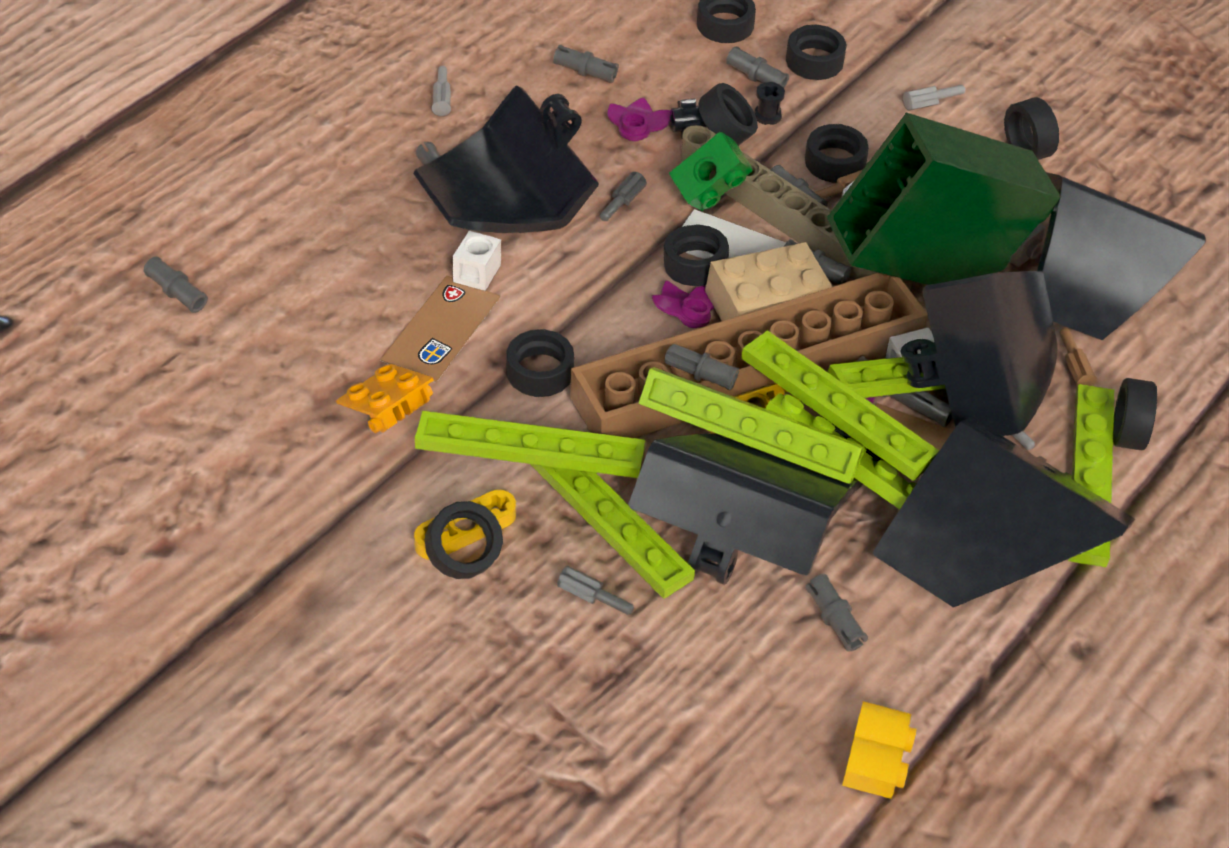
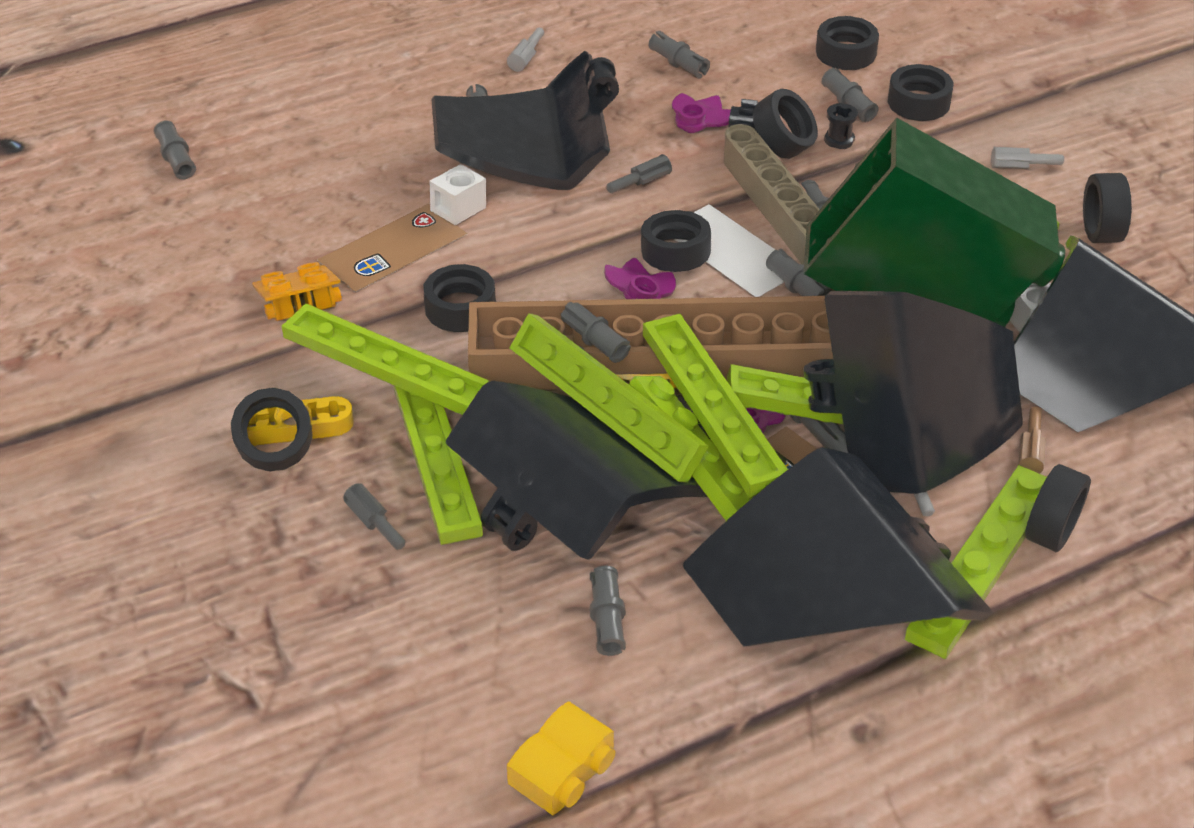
camera: 25 degrees right, 5 degrees down
(694, 172) = (731, 166): green brick -> none
(763, 279) = (727, 272): tan brick -> none

